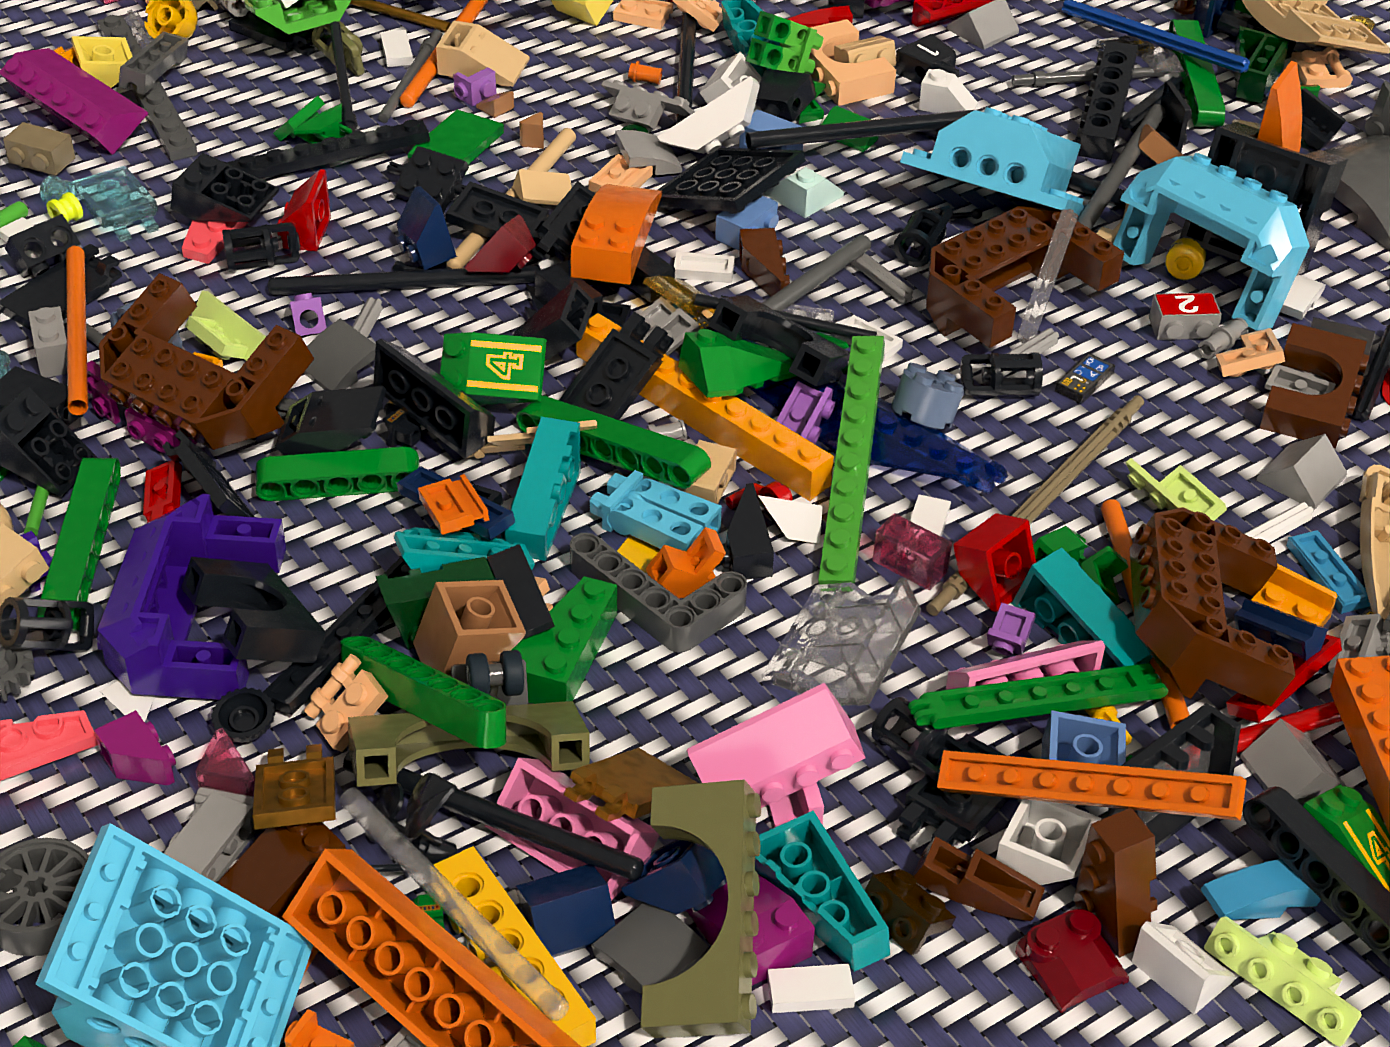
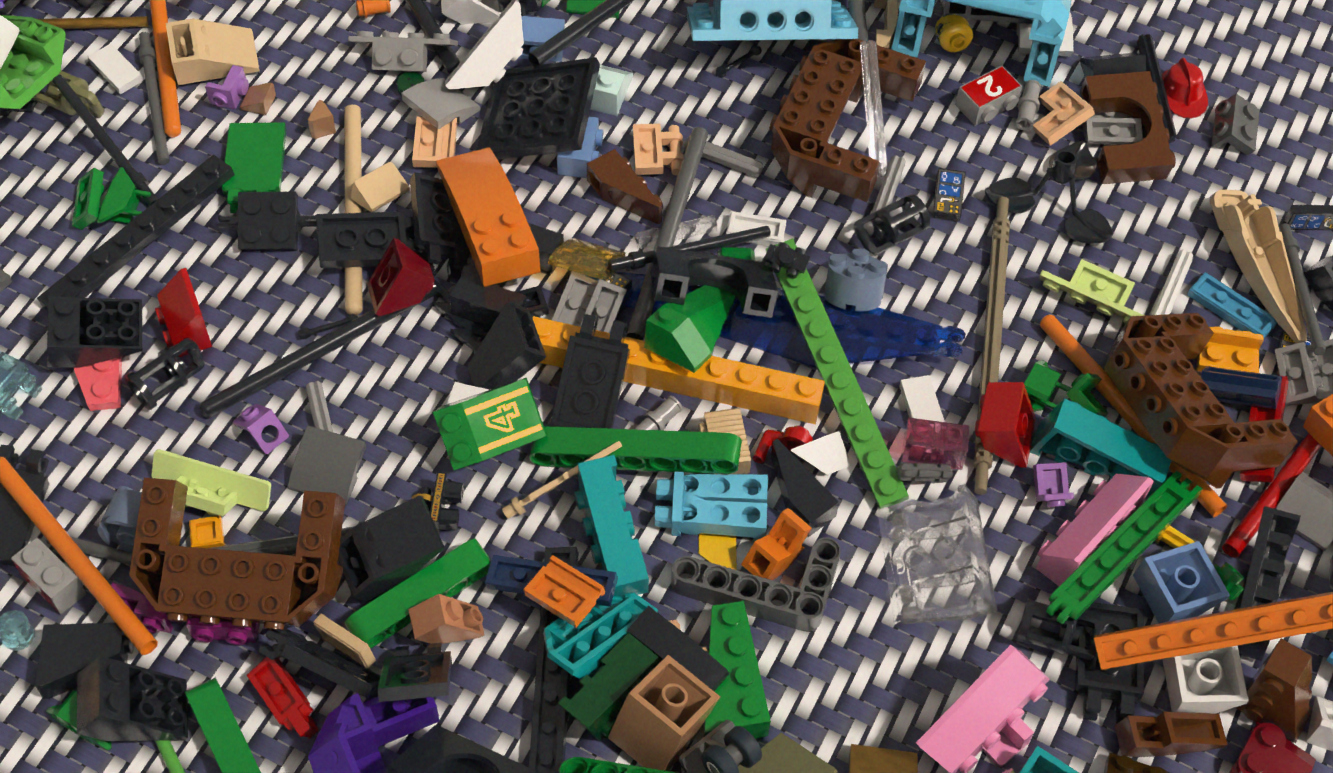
camera: 30 degrees left, 15 degrees up
(243, 477) = (344, 641): none -> tan tile
(278, 508) = (416, 674): none -> black tile
(341, 497) = (446, 620): none -> nougat slope
(424, 231) = (314, 291): dark blue slope -> none
(431, 399) = (464, 484): black slope -> none
(704, 267) = (571, 211): white tile -> none
(806, 410) = (767, 342): medium lavender bracket -> none
(812, 245) = (648, 149): none -> light nougat plate
(861, 343) = (788, 258): none -> black piece
(880, 566) = (924, 472): none -> dark grey axle
(925, 228) = (736, 94): black piece -> none
(1210, 385) = (1065, 166): none -> black plant
(1305, 471) = (1161, 216): light grey slope -> none

